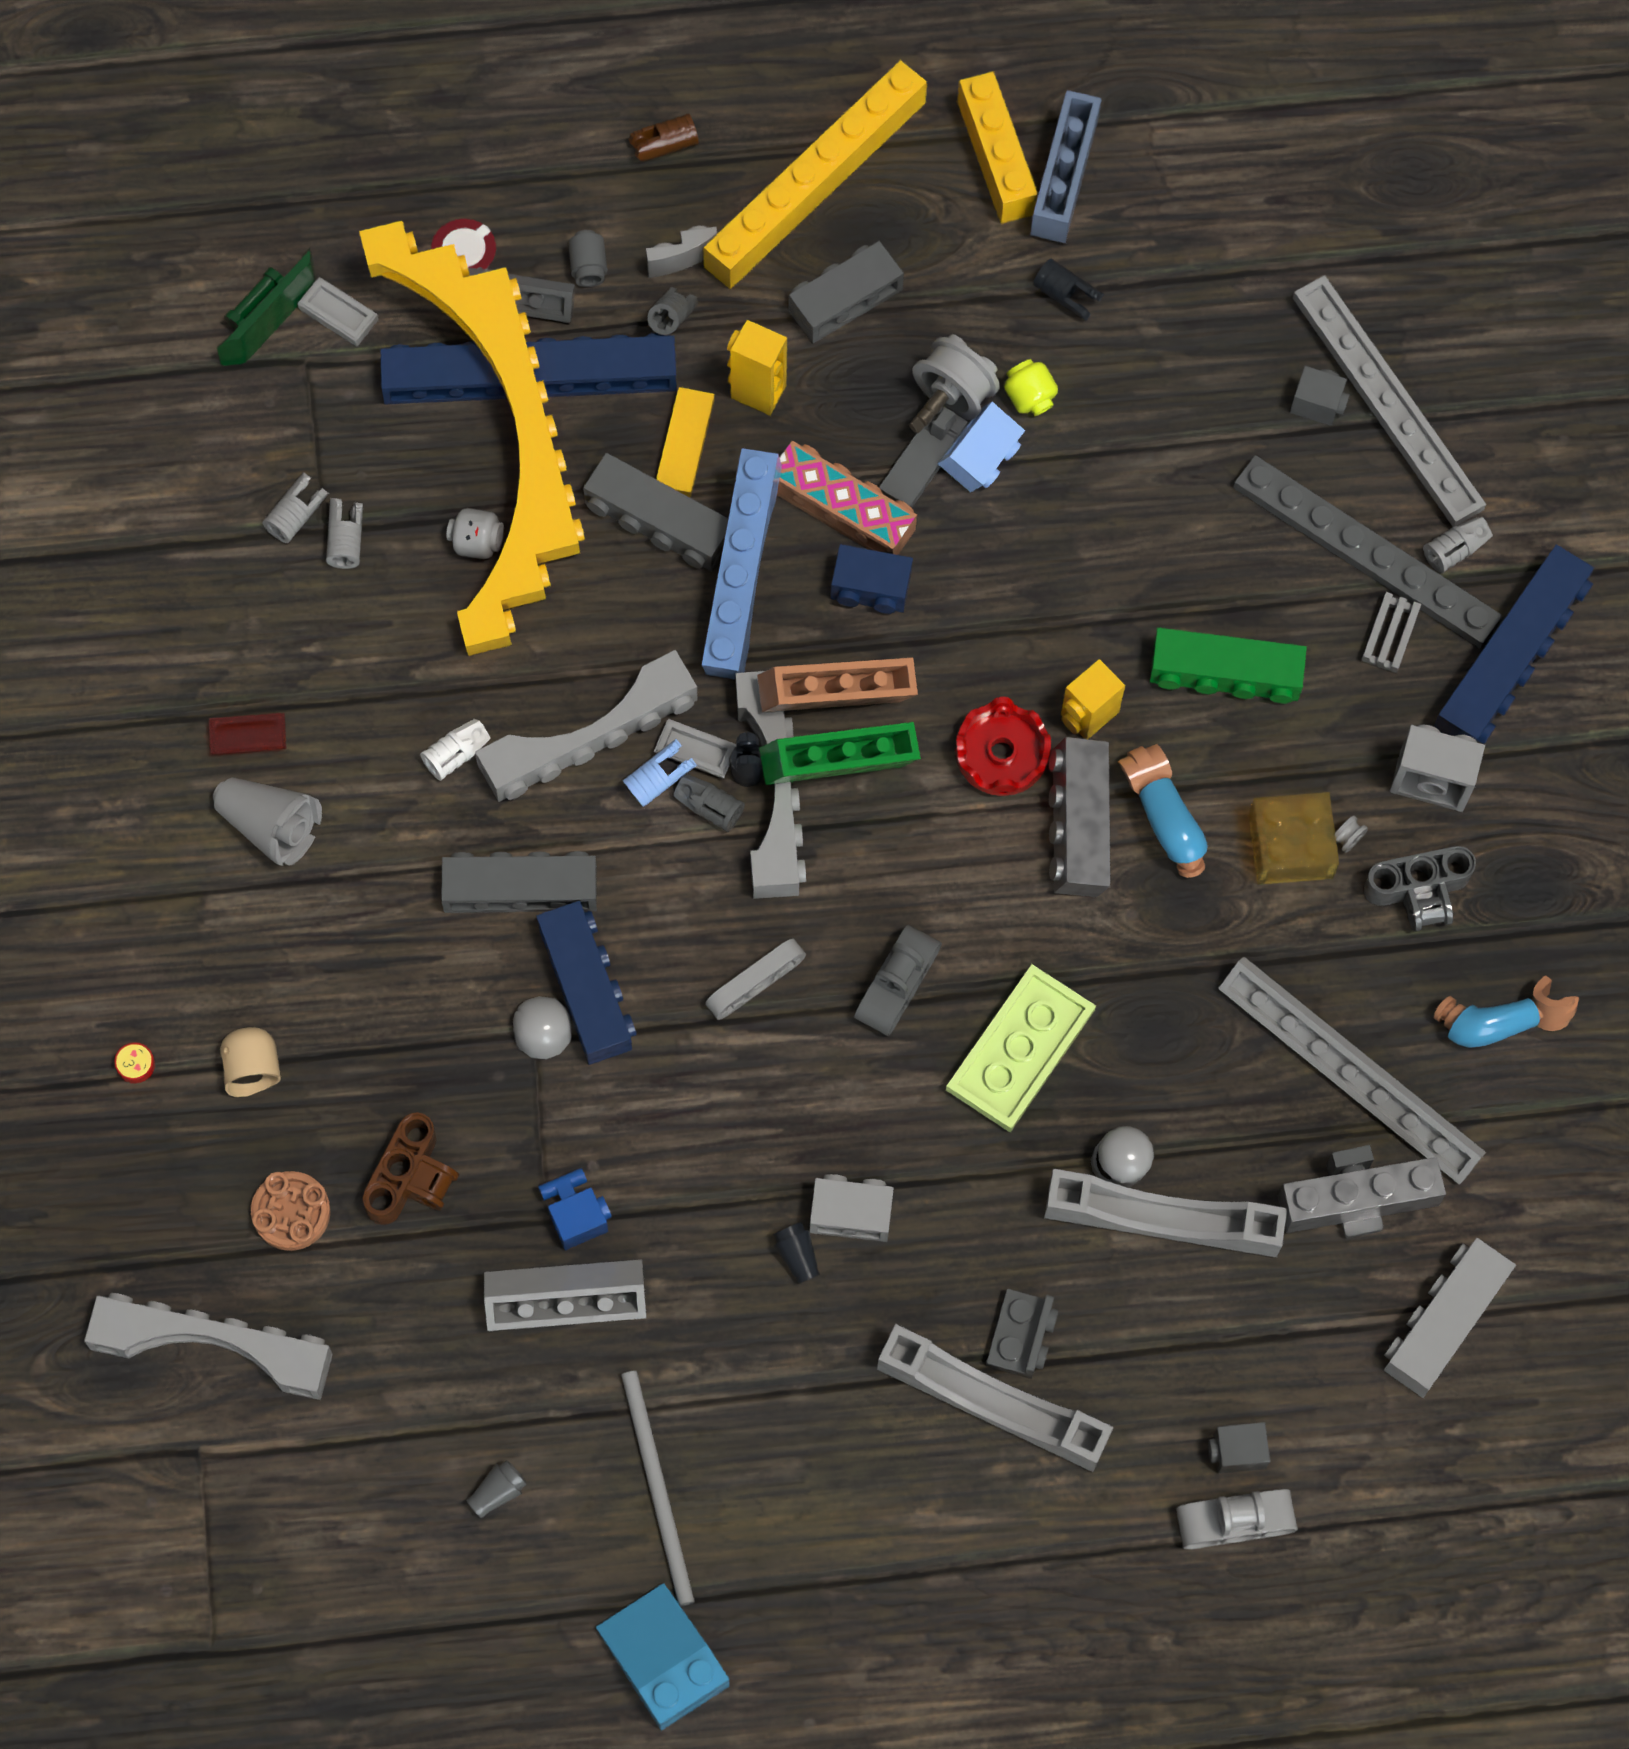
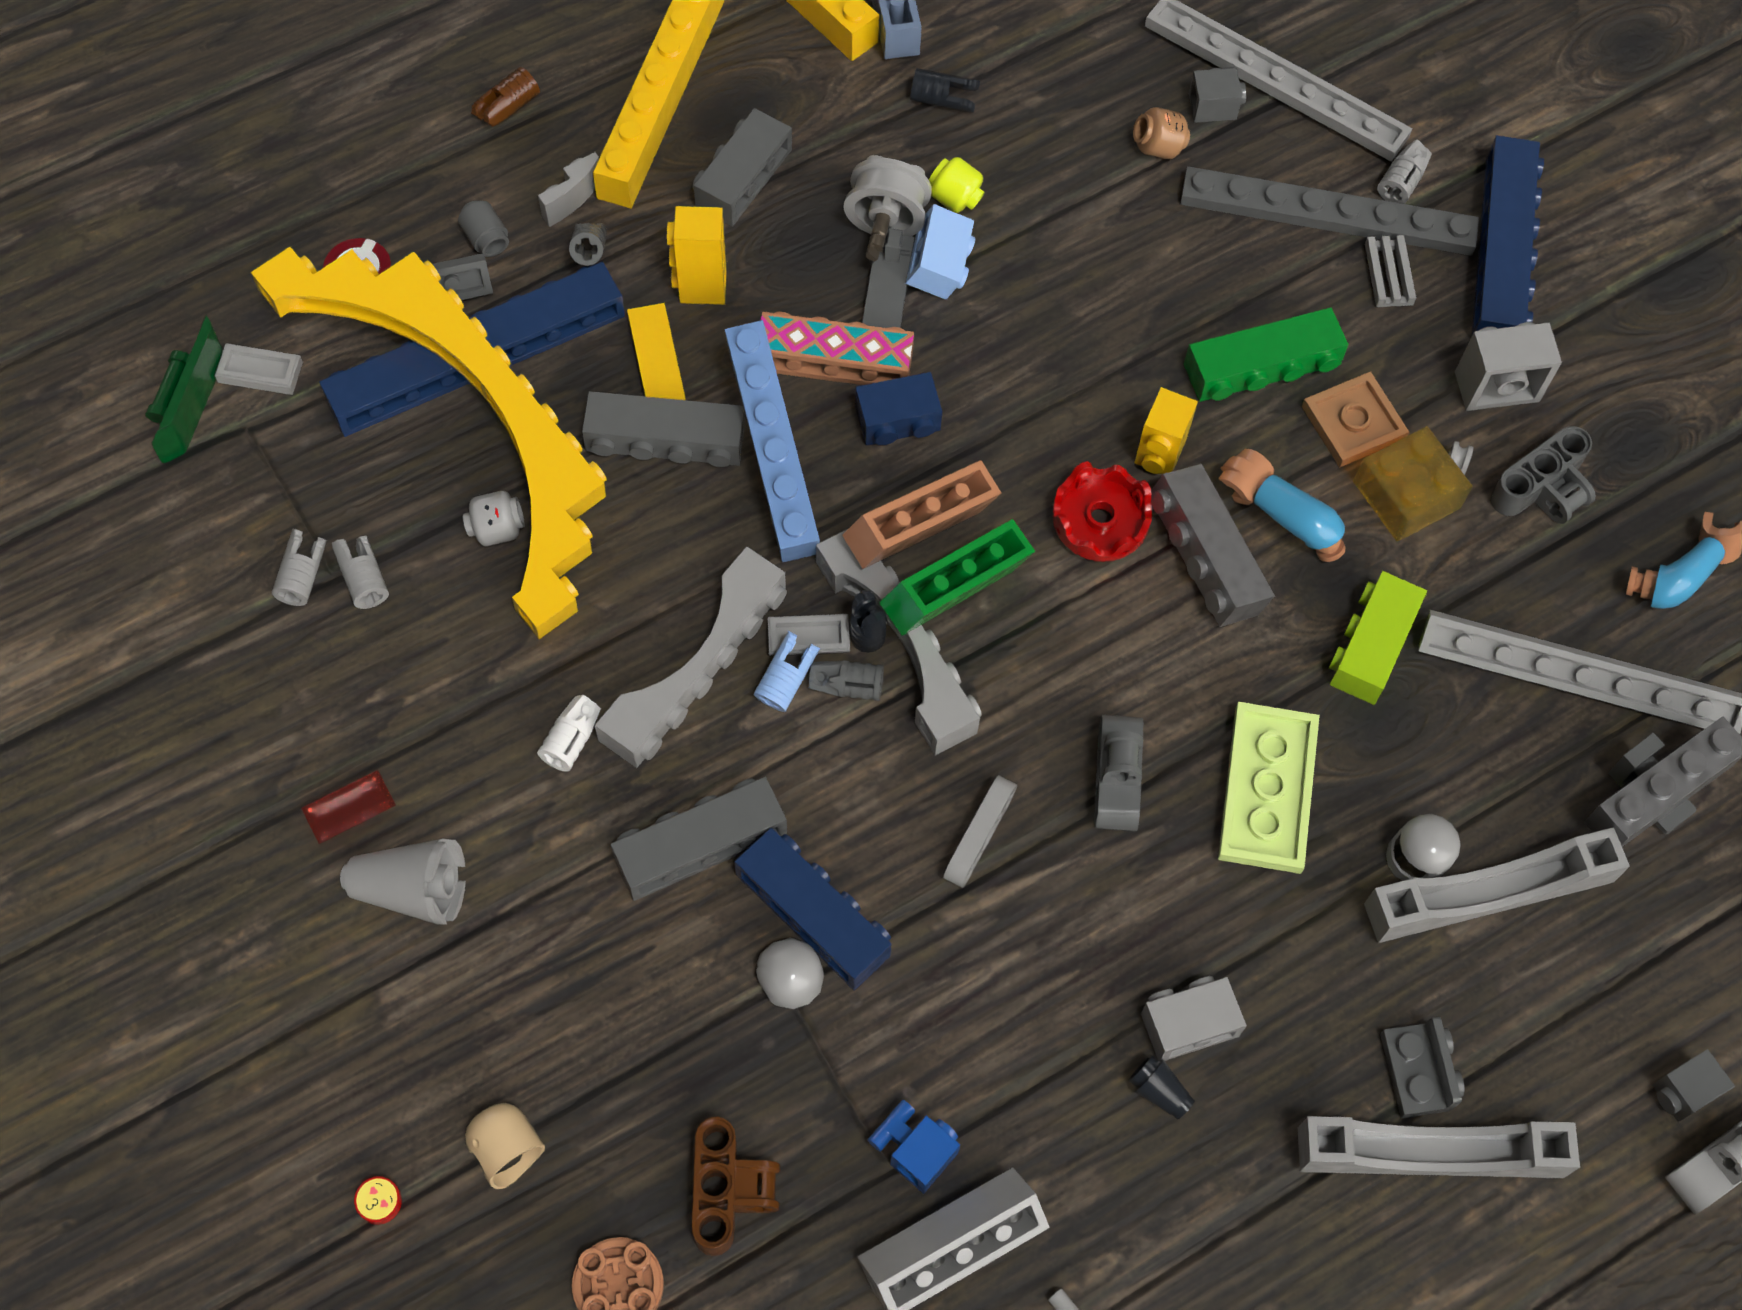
camera: 25 degrees left, 5 degrees down
(1185, 960) = (1376, 637): none -> lime brick
(1246, 413) = (1161, 133): none -> medium nougat head
(1280, 757) = (1354, 419): none -> medium nougat tile

